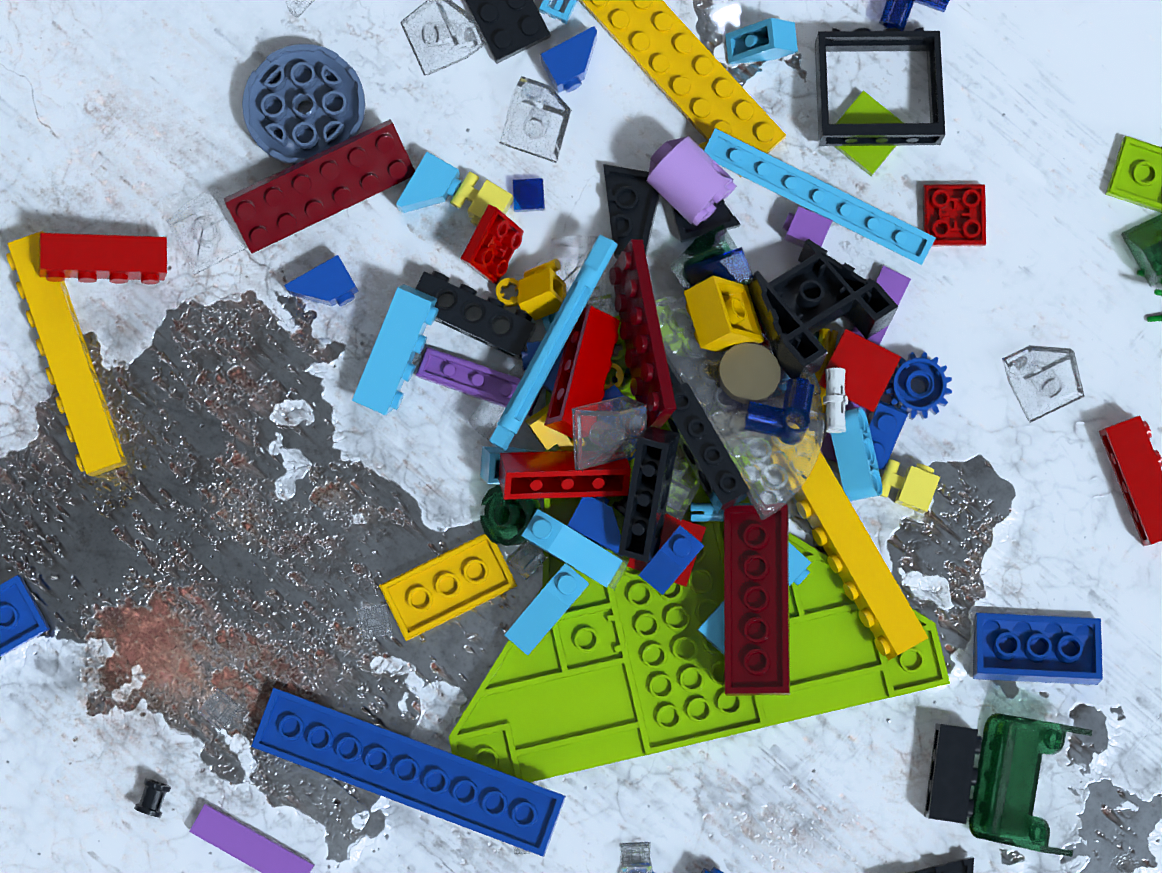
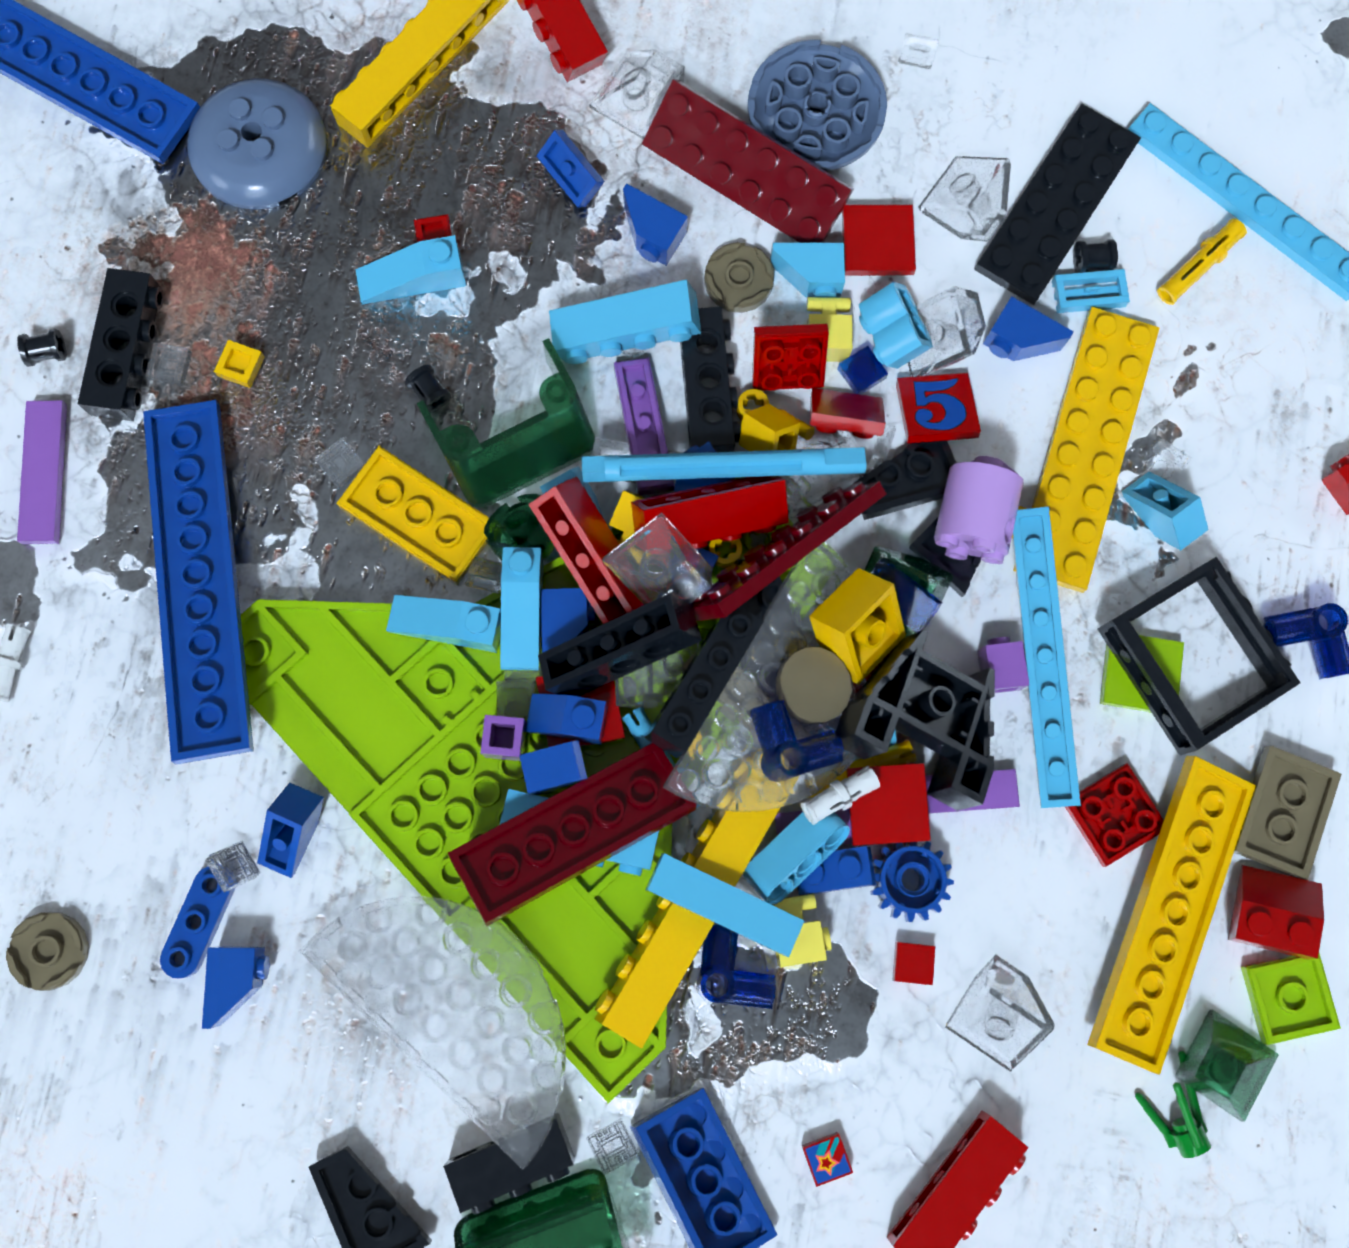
camera: 55 degrees right, 5 degrees down
(104, 551) = (262, 170): none -> sand blue brick
(144, 714) = (112, 327): none -> black brick
(232, 452) = (432, 227): none -> red tile
(241, 319) = (570, 168): none -> blue plate
(253, 655) = (239, 364): none -> yellow plate
(255, 486) = (412, 271): none -> medium azure slope
(356, 524) = (427, 387): none -> black bush
(401, 242) = (739, 277): none -> dark tan tile
(435, 121) = (878, 240): none -> red tile
(452, 480) = (523, 452): none -> clear green windscreen
(511, 152) = (895, 326): none -> medium azure brick
(557, 227) = (847, 412): none -> red tile
(590, 158) = (937, 408): none -> red tile
(595, 216) = (882, 446): none -> clear tile
(632, 590) = (514, 697): none -> clear tile
(632, 803) = (289, 829): none -> blue slope
(659, 612) = (503, 737): none -> medium lavender brick
(703, 588) = (553, 768): none -> blue slope
(824, 749) = (458, 1005): none -> clear plate
(864, 524) = (725, 905): none -> medium azure tile
(923, 547) = (741, 987): none -> clear blue piece
(975, 418) = (914, 963): none -> red tile
(979, 697) = (612, 1146): none -> clear tile
(1020, 96) = (1287, 812): none -> dark tan plate
(1043, 219) = (1172, 915): none -> yellow plate
(1070, 556) = (827, 1159): none -> tile
(1083, 147) = (1278, 913): none -> red slope

